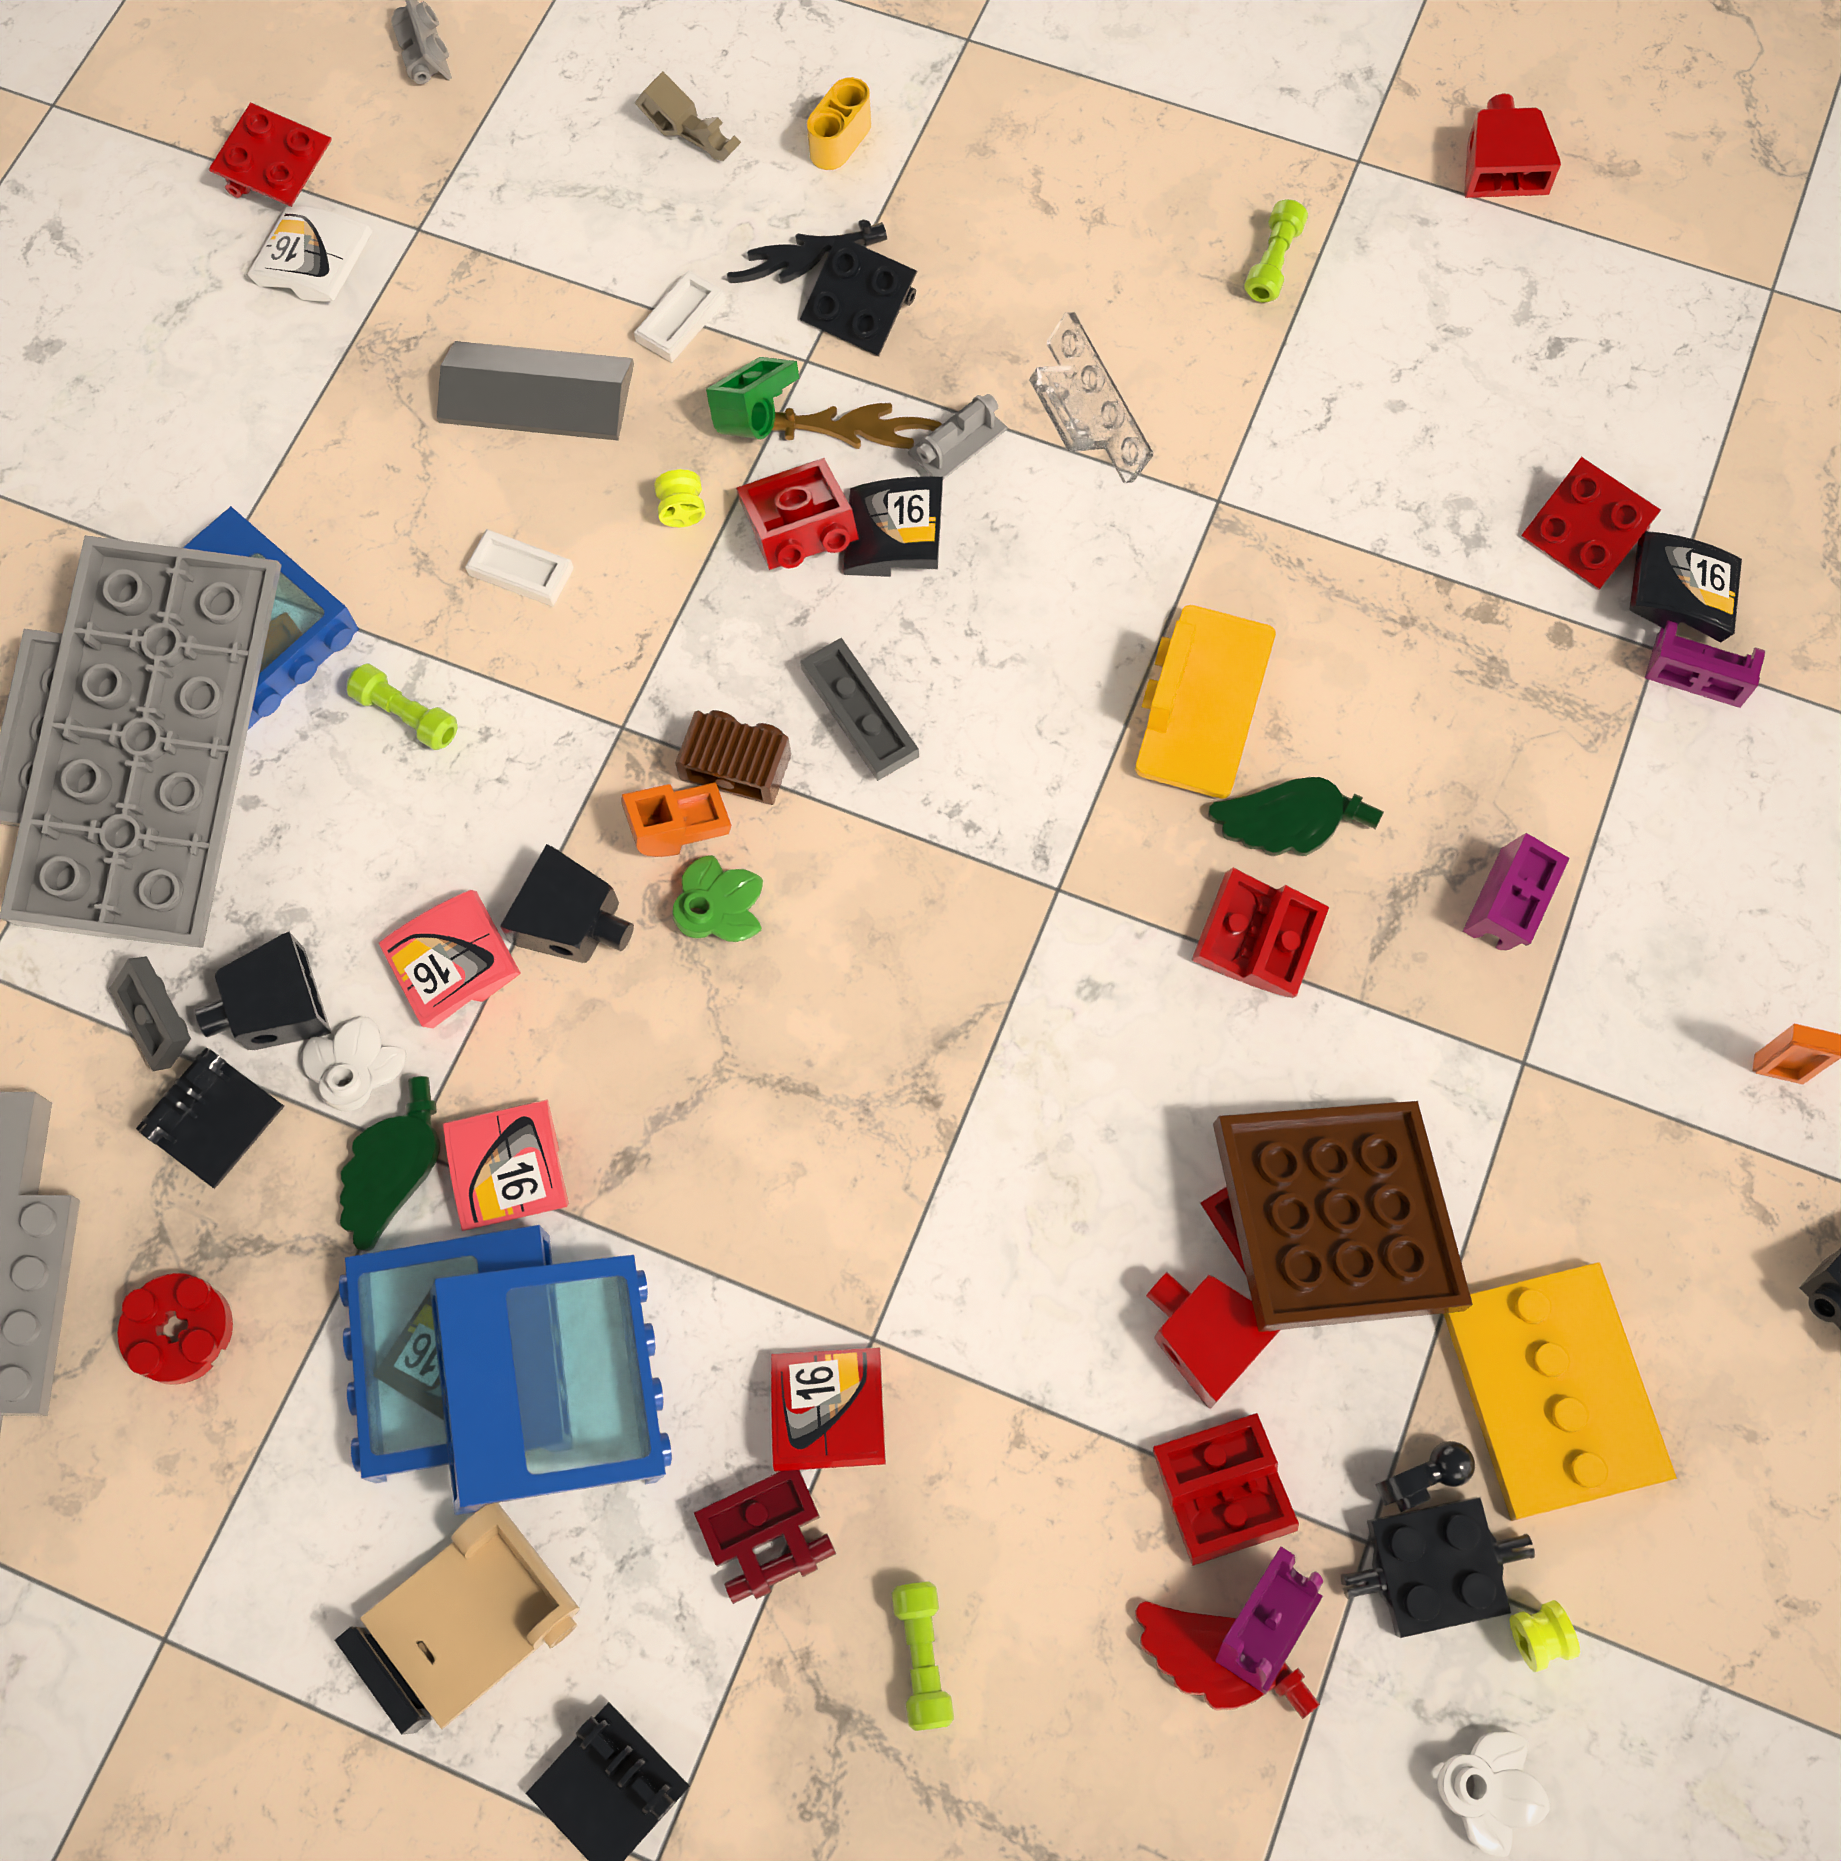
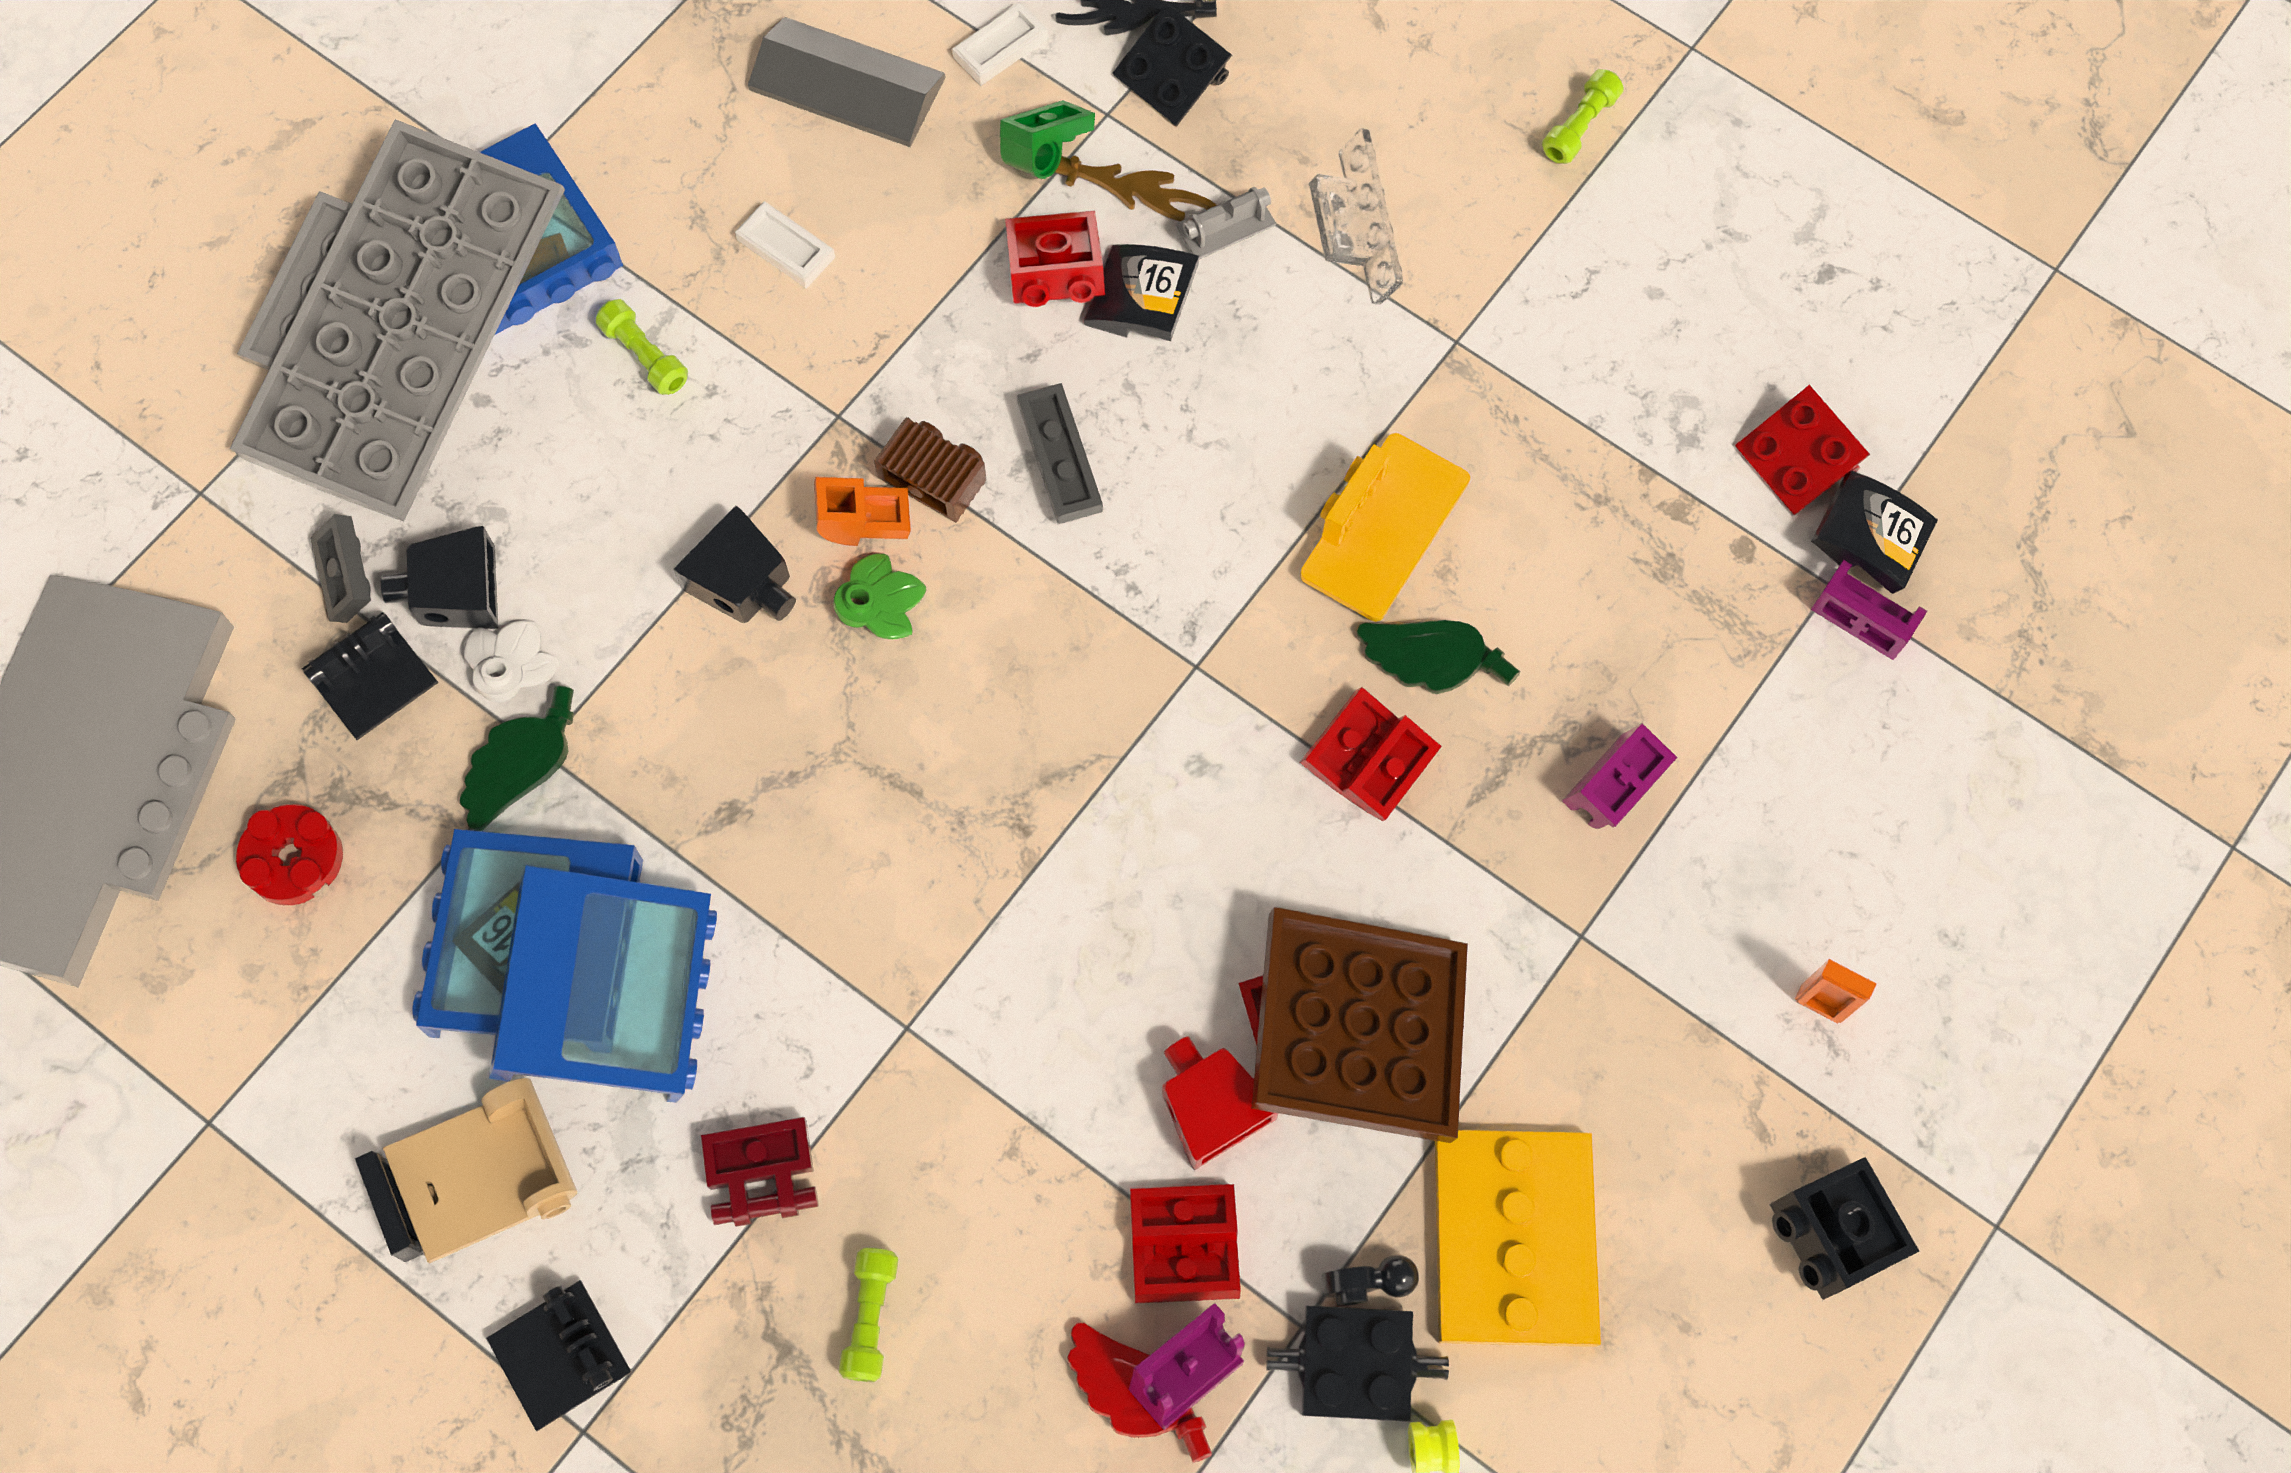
camera: 10 degrees right, 0 degrees up
(449, 958) = (621, 587): coral slope -> none
(505, 1165) = (620, 785): slope -> none
(679, 498) = (949, 216): neon yellow wheel -> none
(827, 1409) = (846, 1077): red slope -> none
(1510, 152) = (1838, 74): red torso -> none

